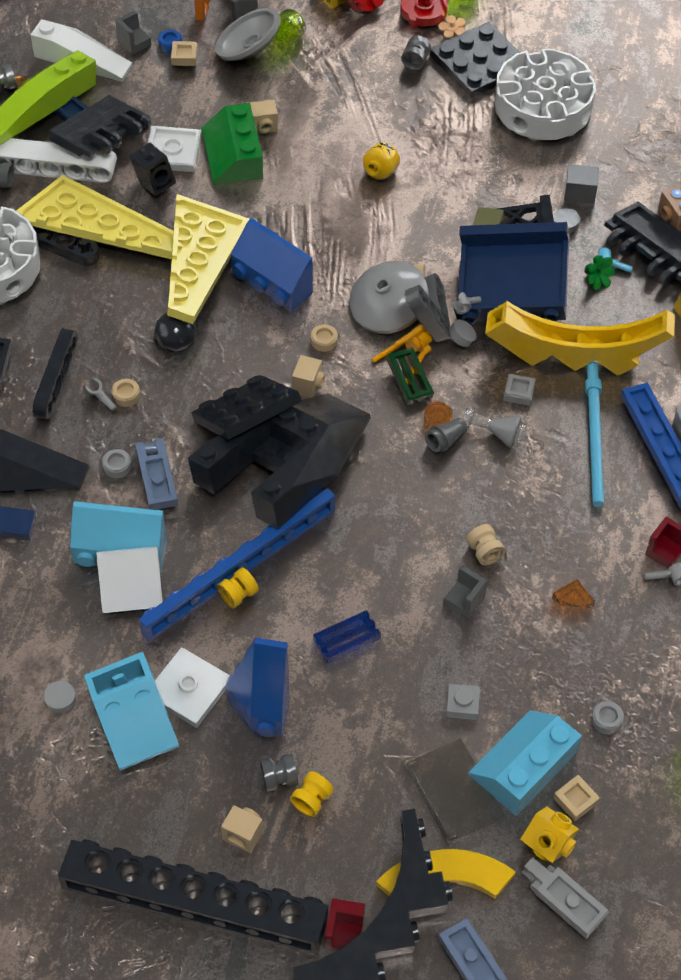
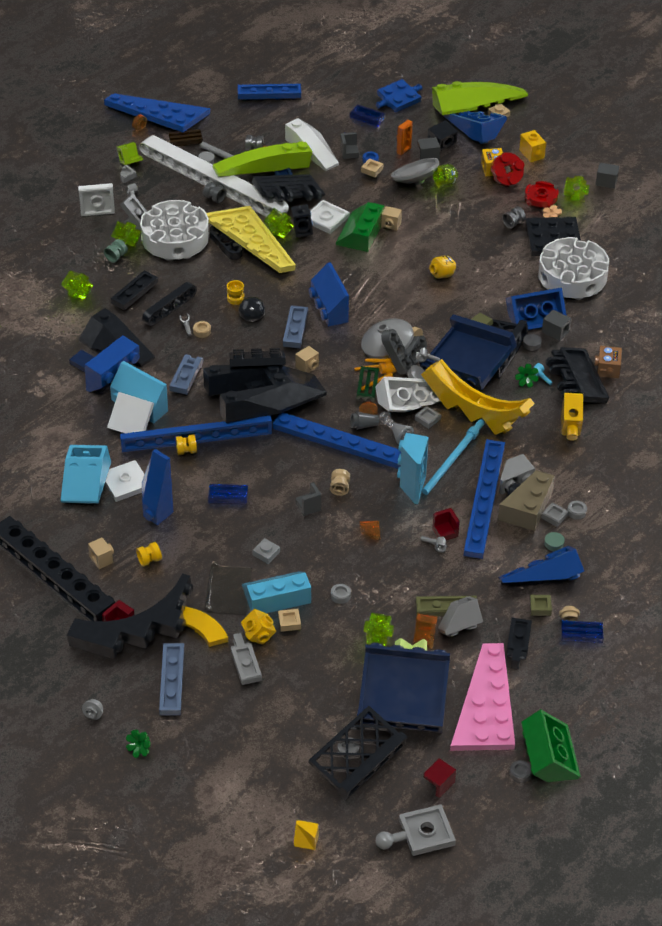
camera: 30 degrees right, 10 degrees down
(50, 511) = (104, 366): none -> blue slope
(59, 697) = (55, 456): light grey tile -> none
(116, 463) = (170, 361): light grey tile -> none
(122, 185) = (278, 223): none -> clear neon green brick
(135, 315) = (235, 292): none -> yellow wheel
(200, 253) = (291, 274): light yellow wing -> none
(253, 332) = (295, 326): none -> sand blue plate
(280, 772) = (139, 537): dark grey wheel -> none
(324, 338) = (335, 346): tan tile -> none
(445, 477) = (337, 439): none -> blue plate
(473, 372) = (404, 394): none -> white wedge
(538, 169) = (535, 306): none -> blue slope
(579, 478) = (413, 465): none -> medium azure slope

